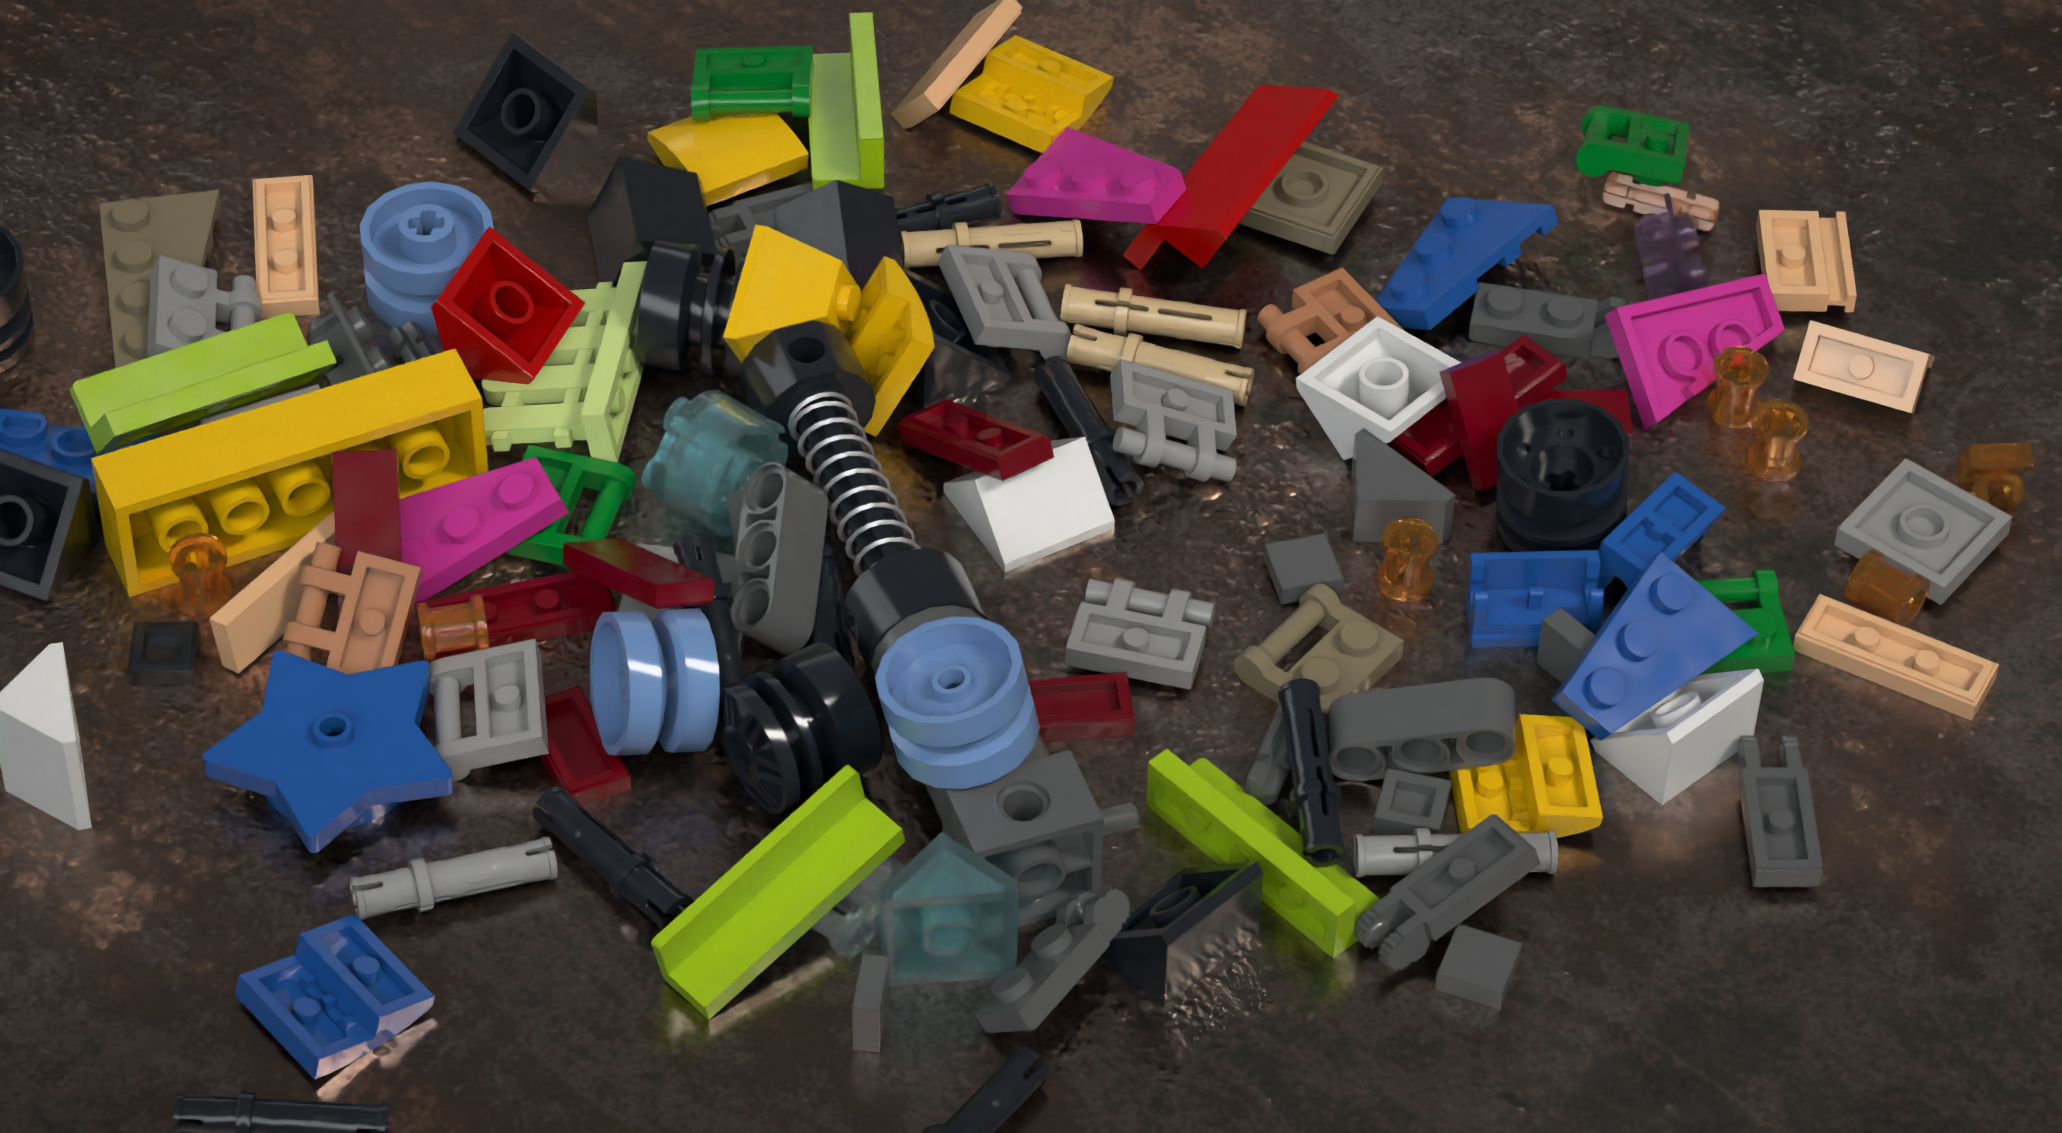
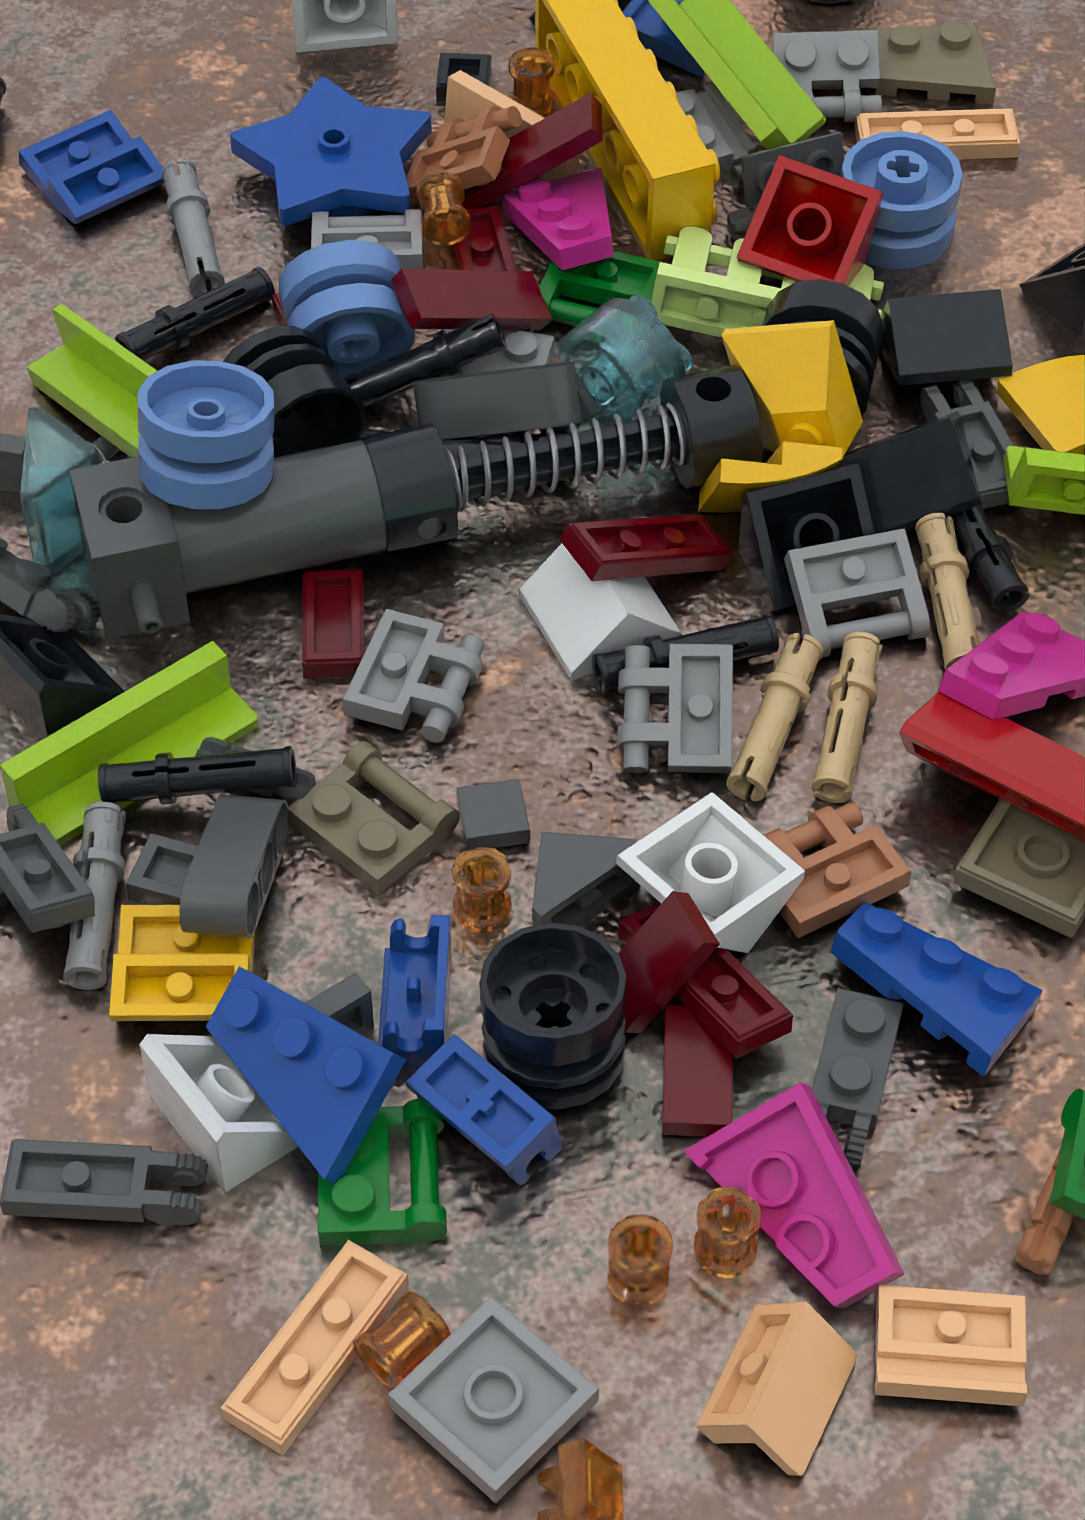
camera: 95 degrees right, 5 degrees up
(1669, 240) = (950, 1210): clear purple hinge -> none

